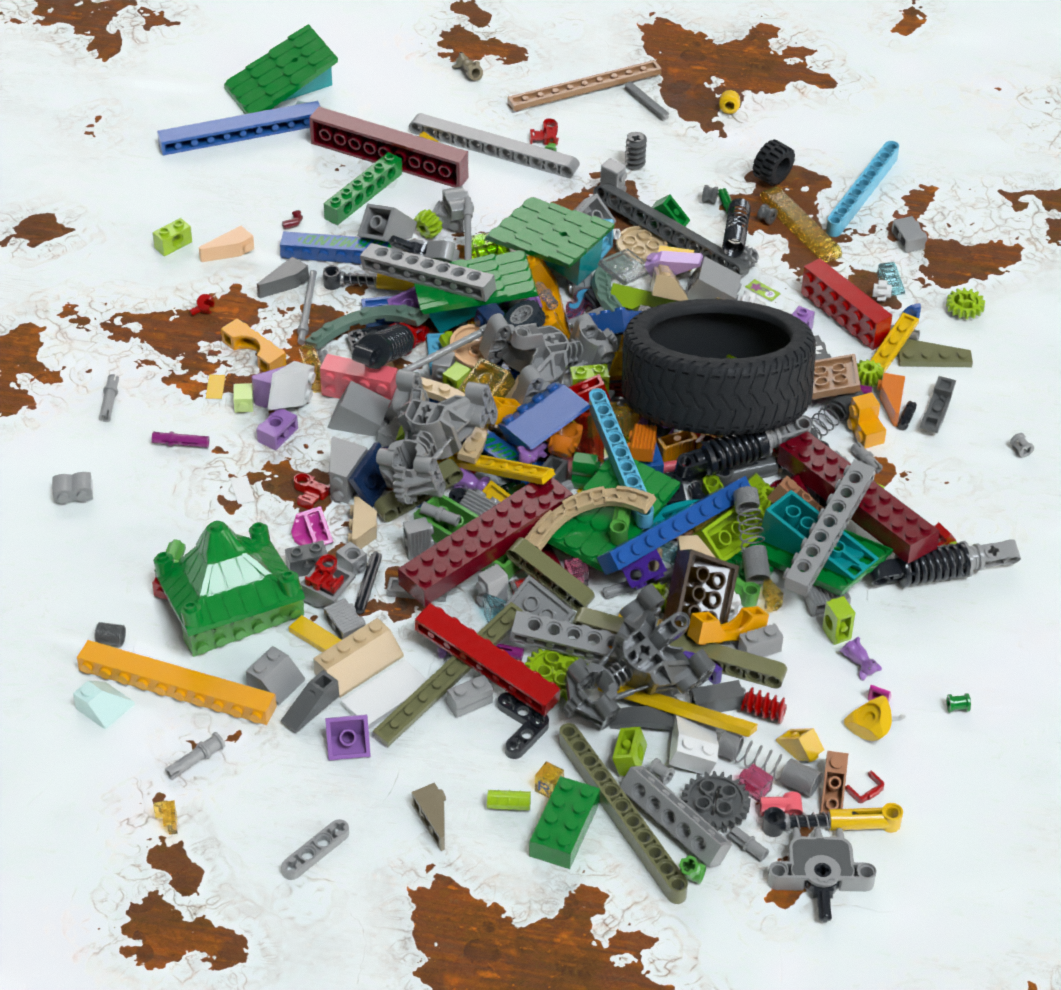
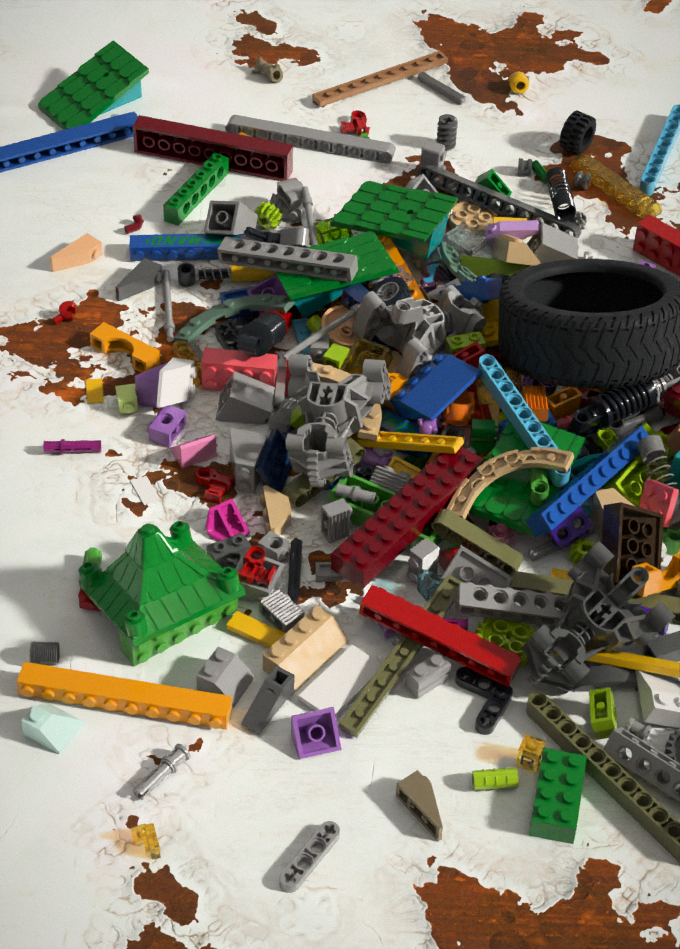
camera: 10 degrees left, 0 degrees up
(172, 237) = (20, 250): lime brick -> none
(299, 456) = (195, 451): none -> bright pink slope
(741, 552) = (659, 499): none -> coral plate
(763, 290) = (600, 251): lime sticker -> none

